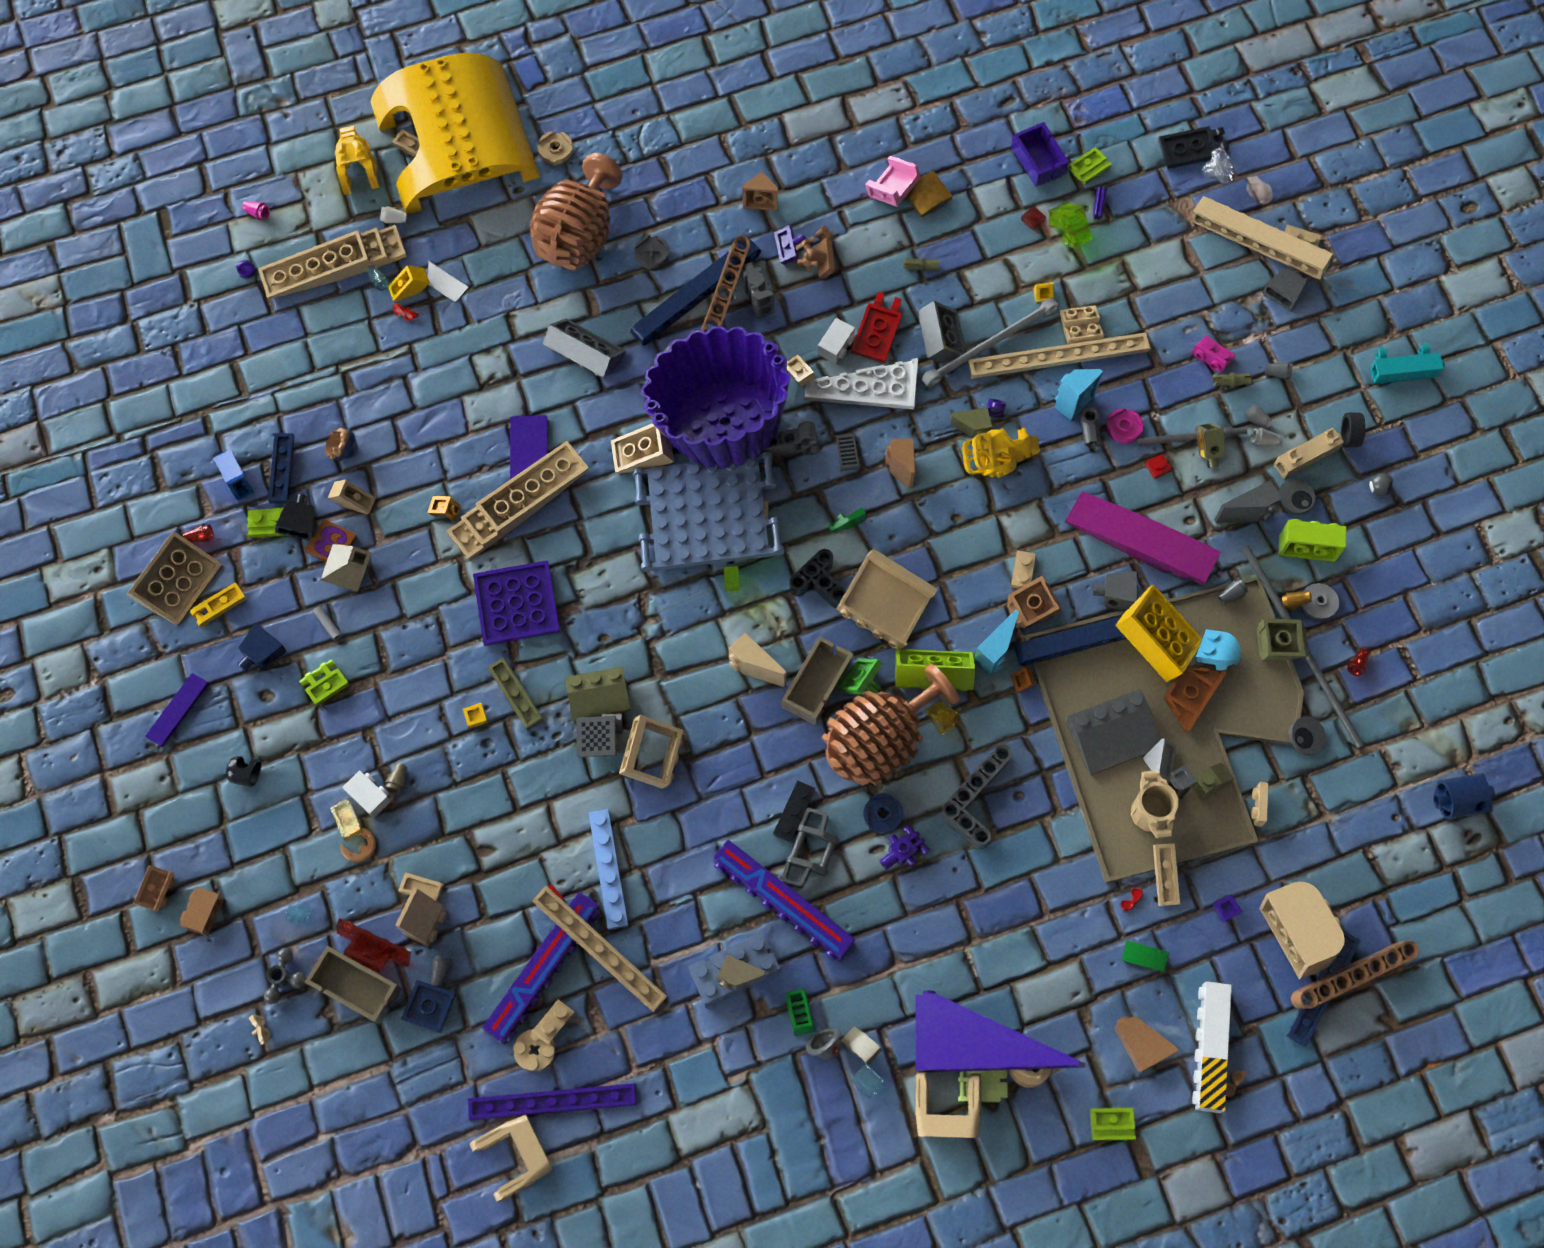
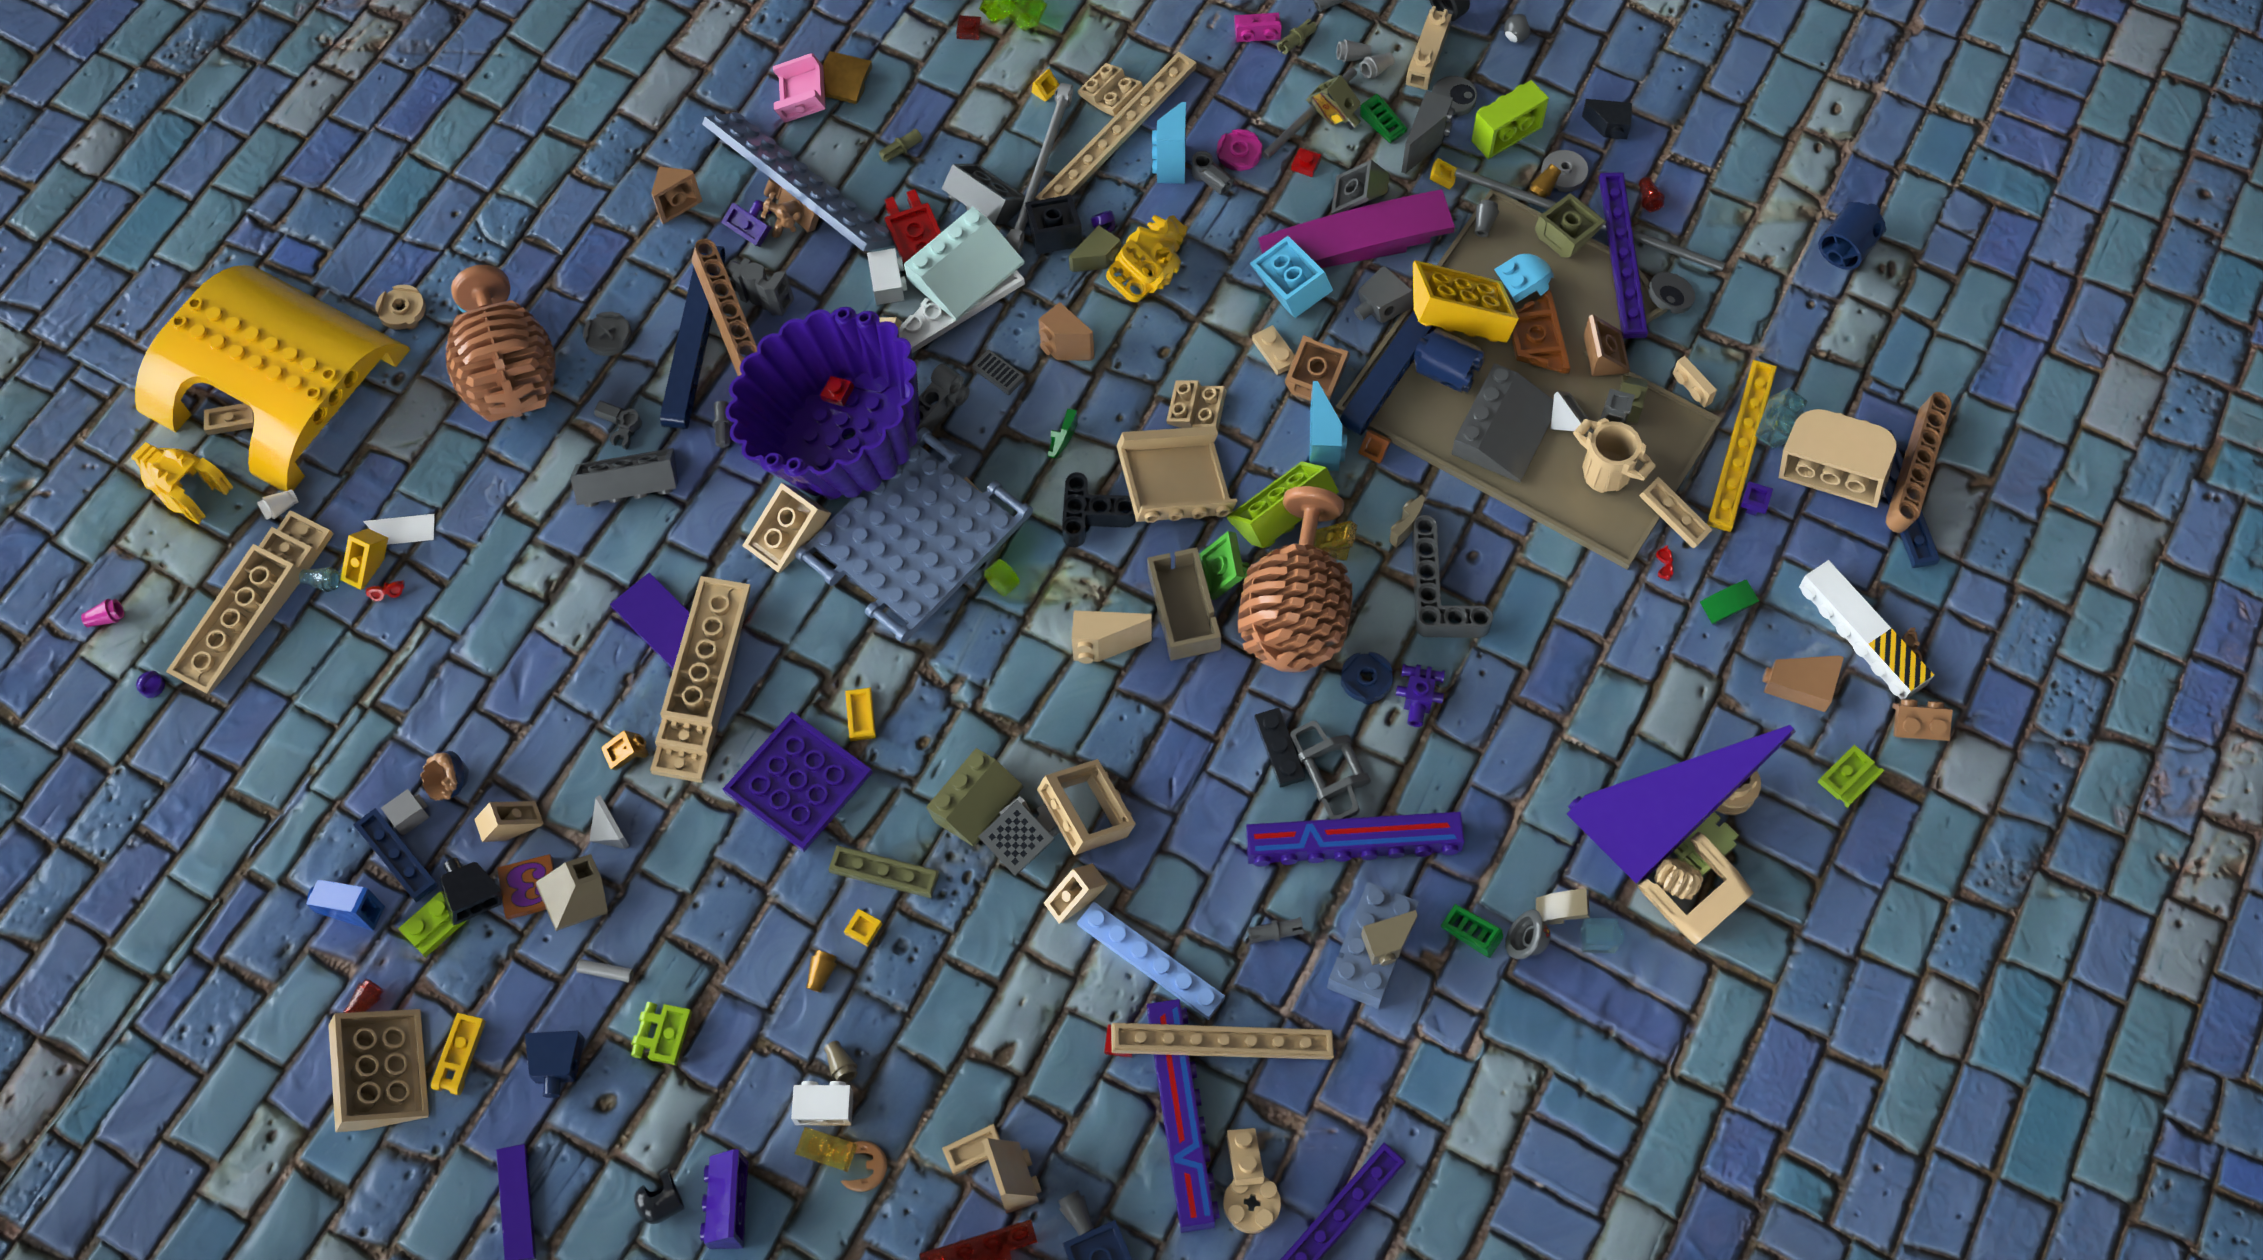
camera: 40 degrees left, 5 degrees down
(273, 802) = (725, 1200): none -> dark purple slope
(306, 448) = (406, 811): none -> light grey brick
(397, 542) = (604, 827): none -> light grey slope
(432, 719) = (820, 969): none -> pearl gold cone
(584, 593) = (860, 714): none -> yellow tile
(603, 795) = (1075, 892): none -> tan slope
(615, 313) = (627, 420): none -> dark grey bar
(690, 913) = (1275, 930): none -> dark grey pin
(740, 390) = (837, 391): none -> red plate
(839, 241) = (799, 181): none -> sand blue plate
(884, 369) = (963, 264): none -> light aqua slope
(942, 567) = (1196, 405): none -> tan slope
(943, 1089) = (1678, 878): none -> tan gear
(962, 385) = (1054, 224): none -> black slope
(989, 743) = (1404, 527): none -> dark tan slope
(1074, 533) = (1292, 276): none -> medium azure slope
(1115, 663) = (1448, 360): none -> dark blue cylinder
(1174, 509) = (1359, 186): none -> dark grey slope
(1192, 1130) = (1922, 721): none -> medium nougat bracket
(1226, 737) = (1605, 348): none -> medium nougat slope
(1234, 464) = (1376, 106): none -> green slope
(1236, 542) = (1443, 173): none -> yellow plate
(1255, 868) = (1741, 446): none -> yellow tile
(1298, 686) = (1623, 255): none -> dark purple tile
(1299, 869) = (1780, 417): none -> clear light blue brick
(1383, 591) = (1609, 118): none -> black slope

